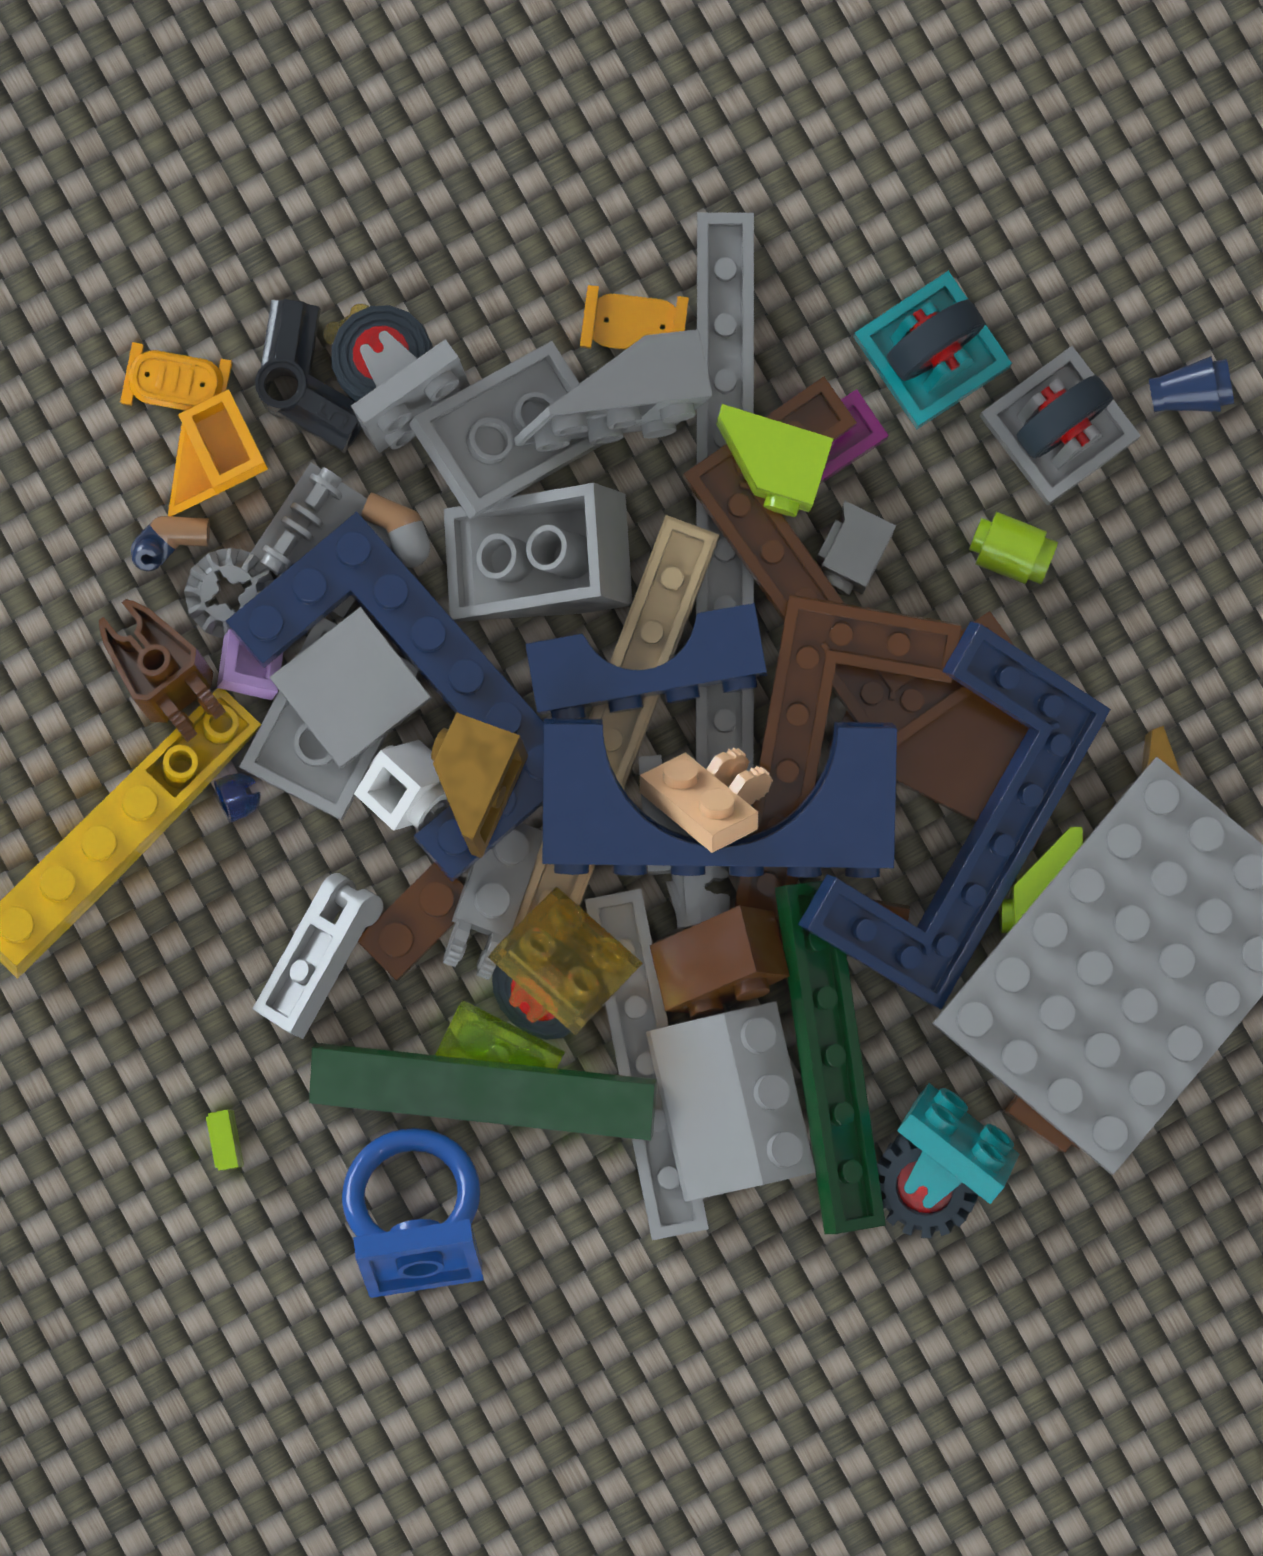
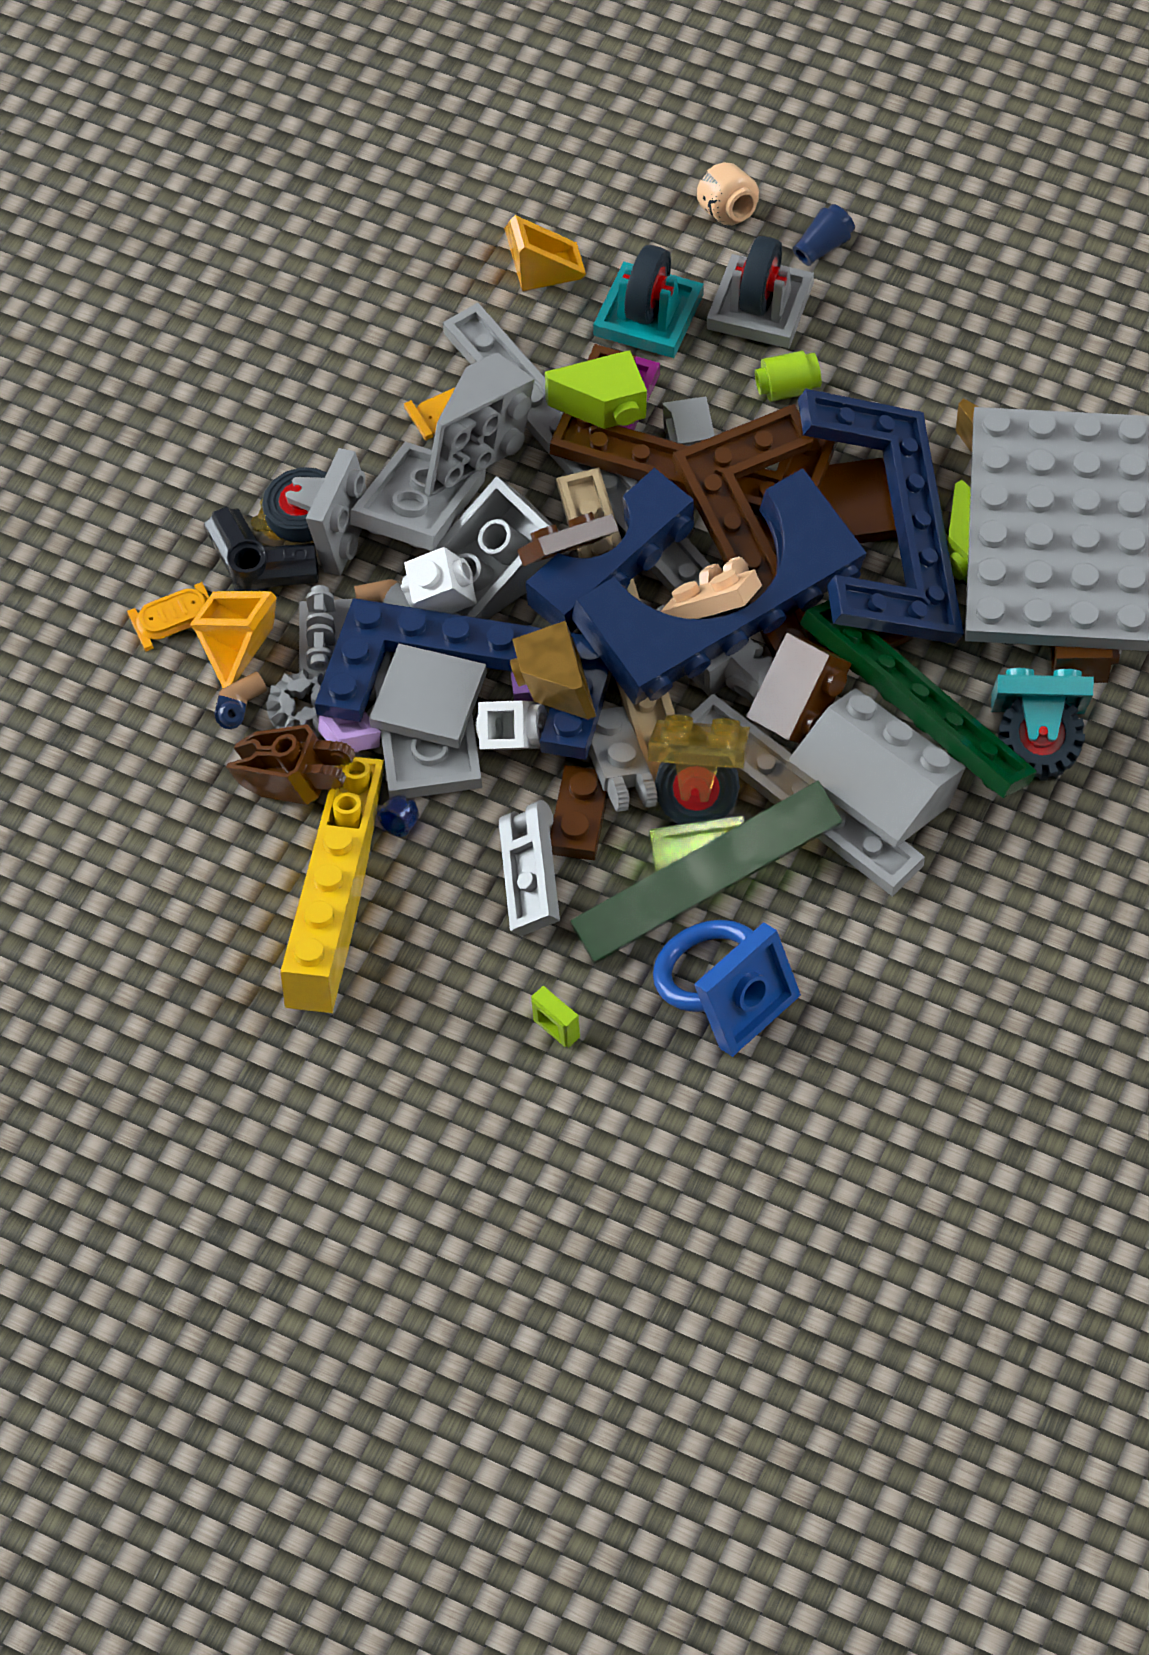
camera: 35 degrees left, 25 degrees down
(452, 562) = (439, 582): none -> white brick
(594, 621) = (581, 532): none -> plate
(873, 190) = (542, 255): none -> light orange slope
(1129, 258) = (727, 193): none -> light nougat head

